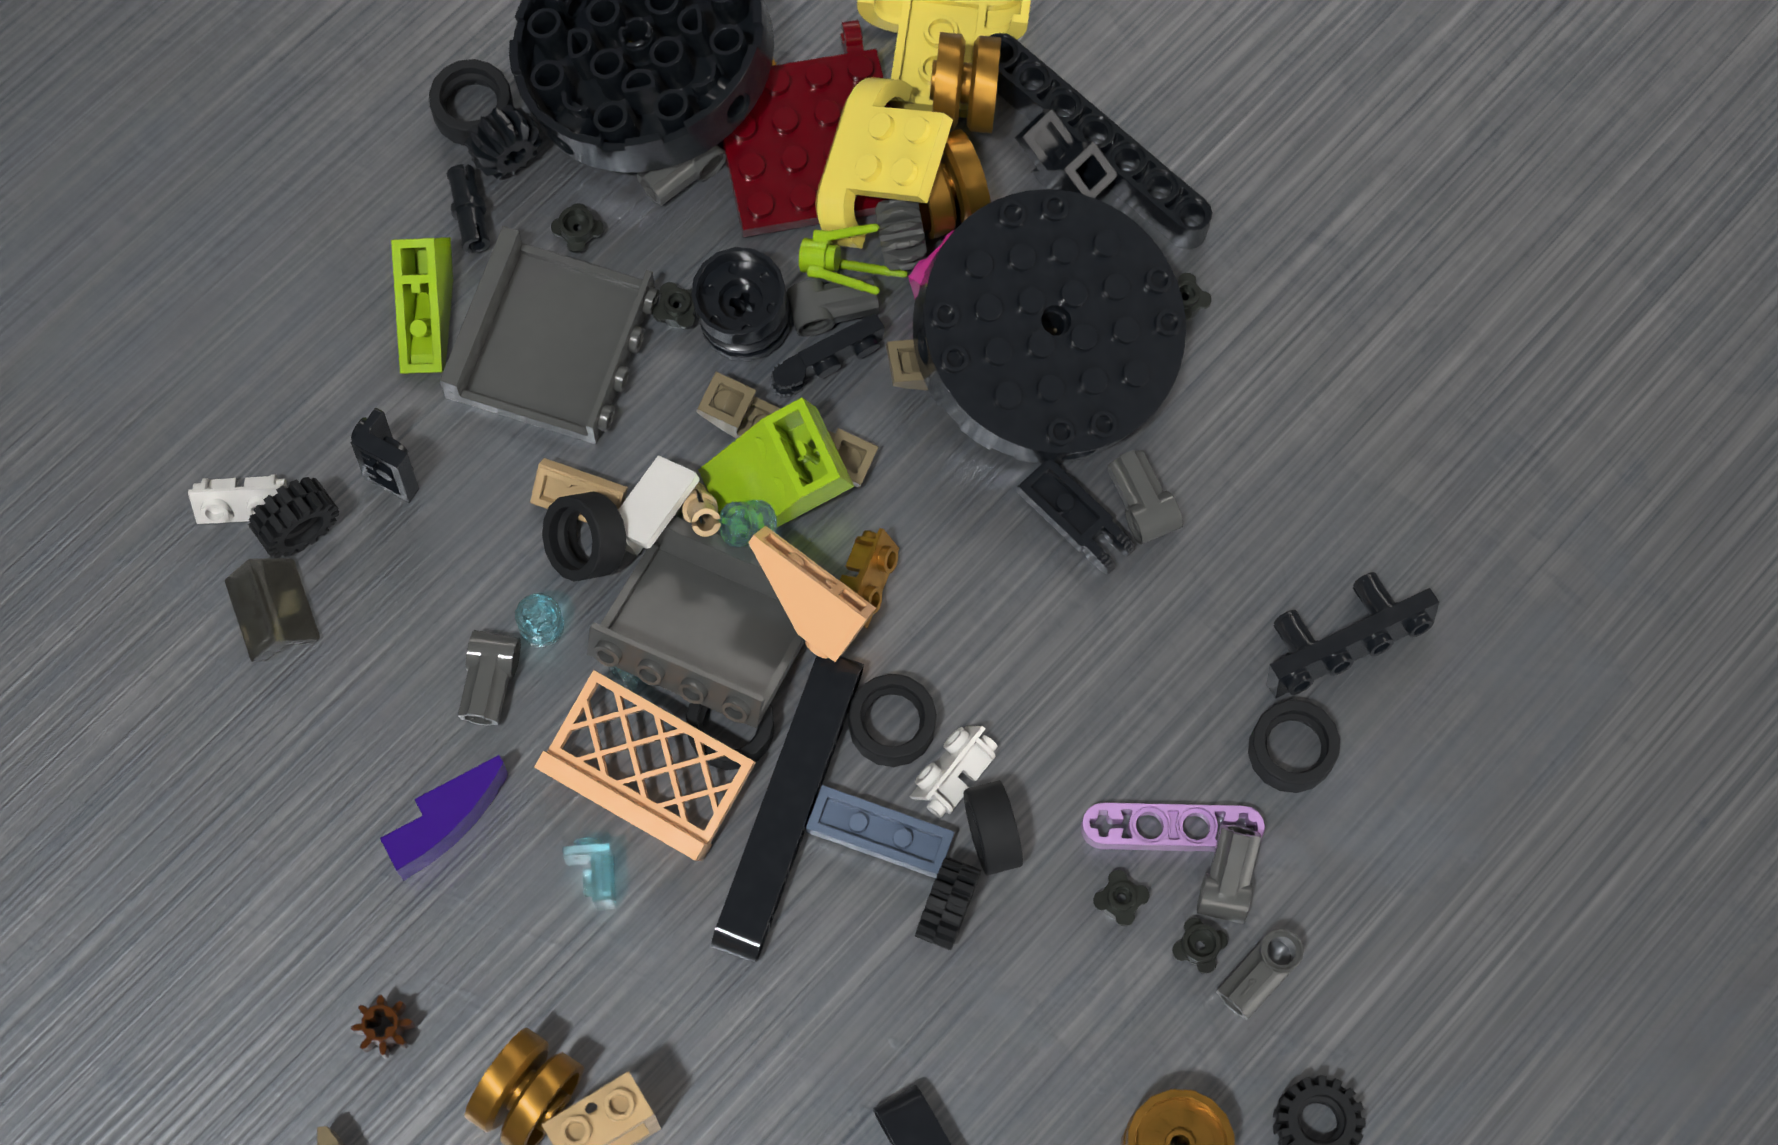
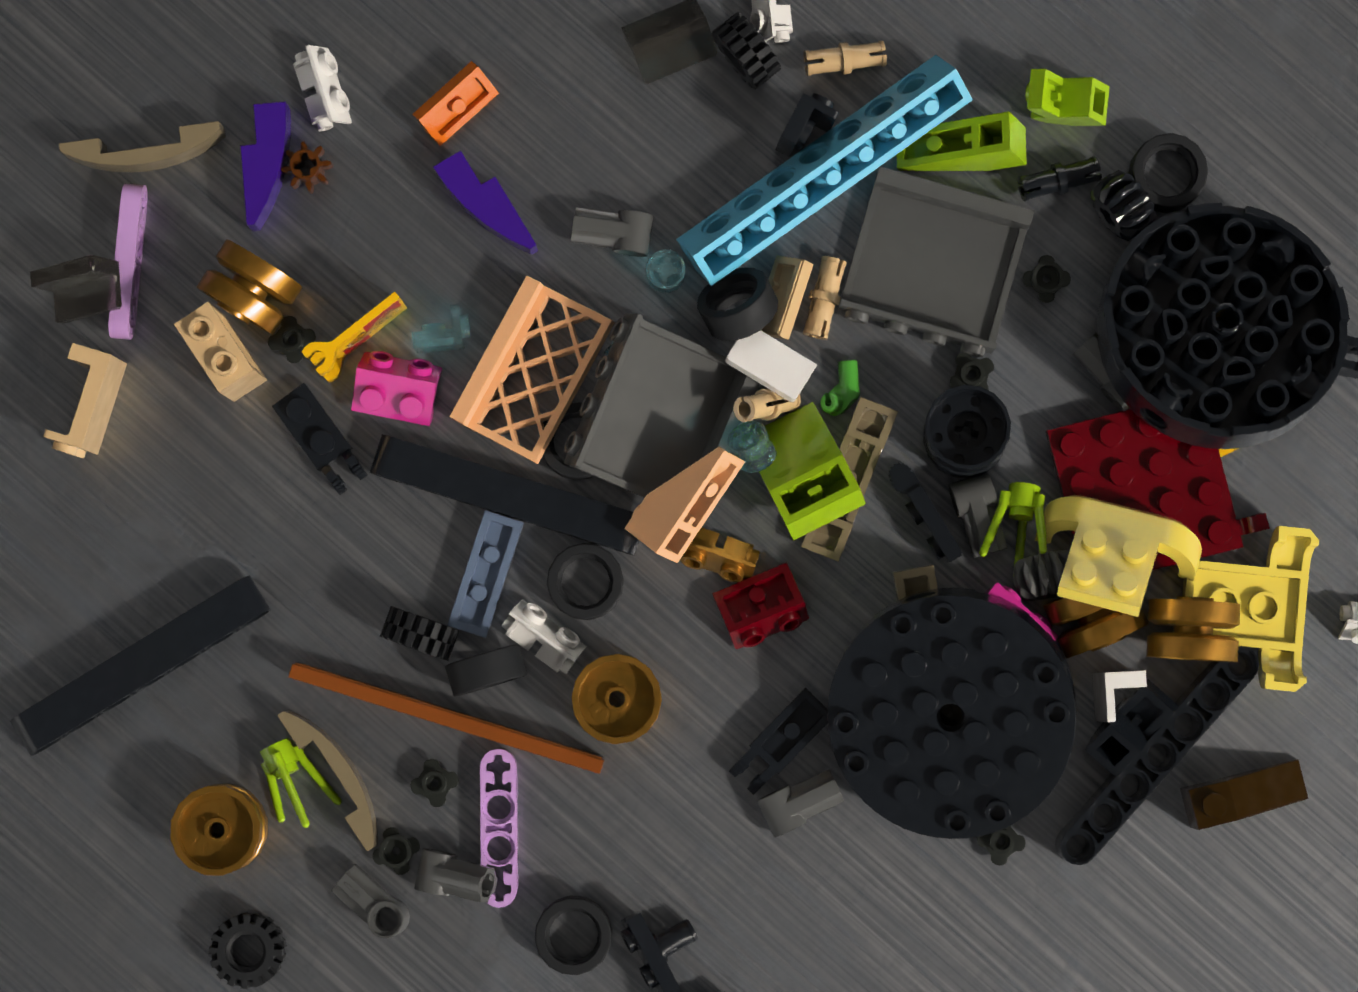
camera: 90 degrees right, 15 degrees up
(267, 1010) = (318, 70): none -> white hinge
(312, 420) = (845, 58): none -> tan pin
(322, 849) = (455, 103): none -> orange plate
(371, 1077) = (264, 161): none -> dark purple slope
(382, 194) = (1066, 100): none -> lime brick
(439, 443) = (824, 169): none -> medium azure brick
(582, 453) = (824, 297): none -> tan pin
(604, 1051) = (280, 342): none -> pearl dark grey plate
(613, 992) = (353, 337): none -> yellow flag
(656, 929) = (396, 387): none -> dark pink bracket
(688, 435) = (845, 392): none -> bright green arm
(707, 1025) = (317, 434): none -> black hinge
(925, 530) = (761, 606): none -> dark red bracket
(1025, 172) = (1104, 686): none -> white panel
(1034, 658) = (605, 720): none -> pearl gold wheel
(1044, 882) = (446, 717): none -> dark orange tile
(1095, 1075) = (281, 762): none -> lime plant
(1137, 66) = (1243, 794): none -> dark brown slope
(1161, 981) = (362, 819): none -> dark tan slope

